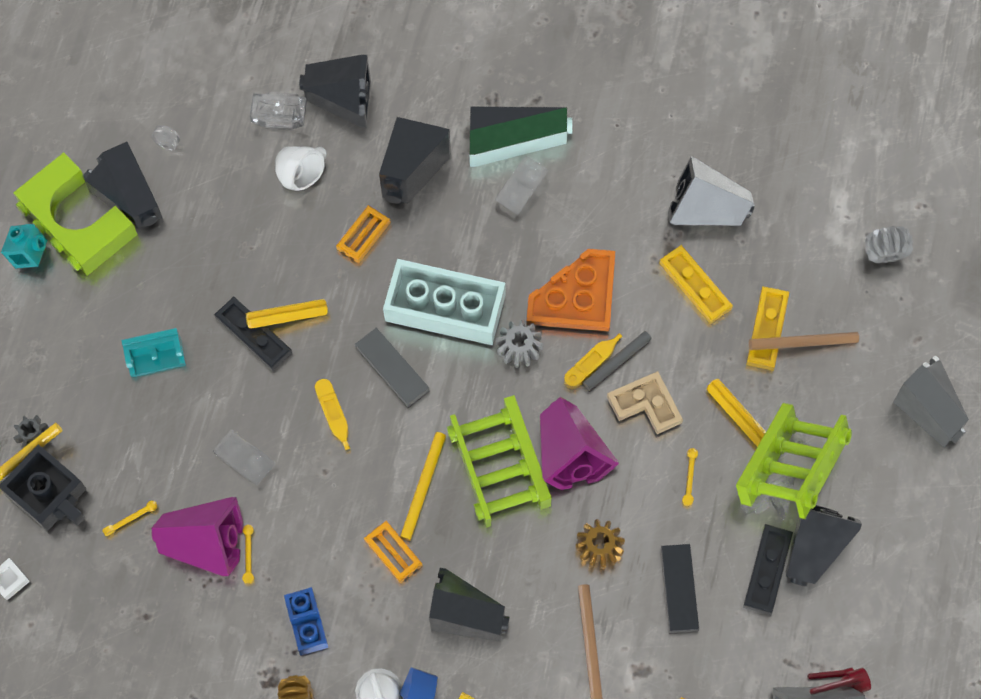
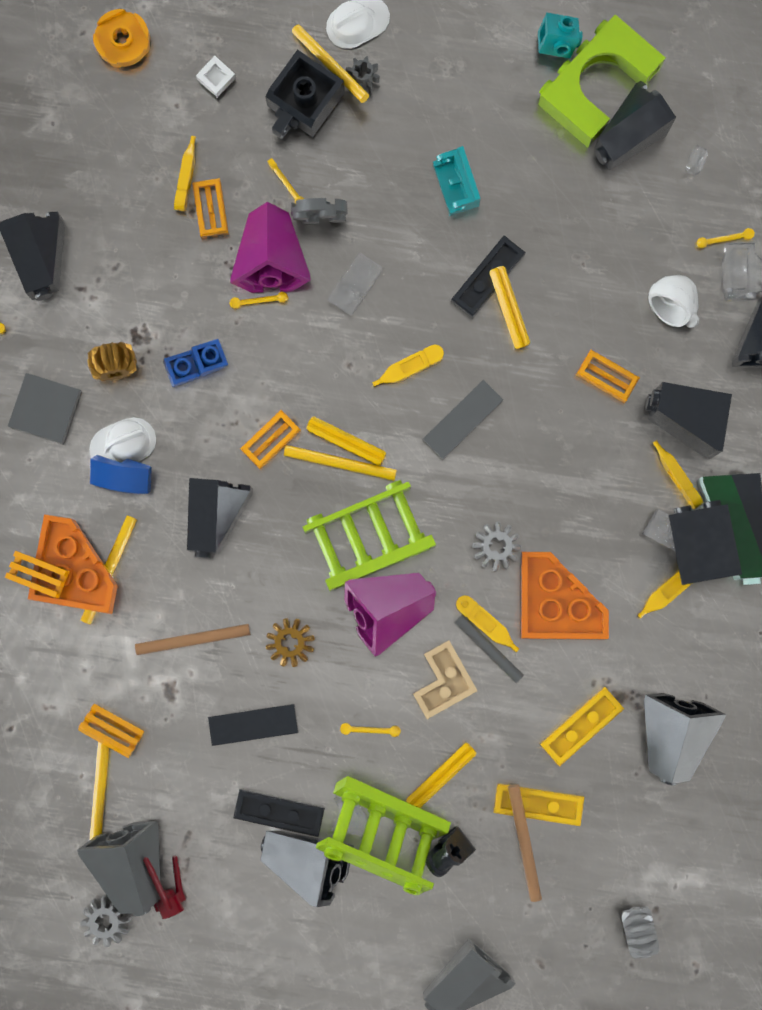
camera: 85 degrees right, 15 degrees up
(109, 617) = (185, 177): none -> yellow piece
(143, 607) = (214, 231): none -> light orange tile
(164, 481) = (313, 209): none -> dark grey plate
(242, 104) = (747, 234): none -> yellow hinge
(401, 478) = (346, 441): none -> yellow axle
(444, 301) = (534, 465): light aqua brick -> none
(467, 179) = (679, 477): none -> yellow piece
(534, 153) = (704, 543): none -> black slope
(570, 195) = (664, 594): none -> yellow piece
(811, 406) = (449, 851): none -> black piece

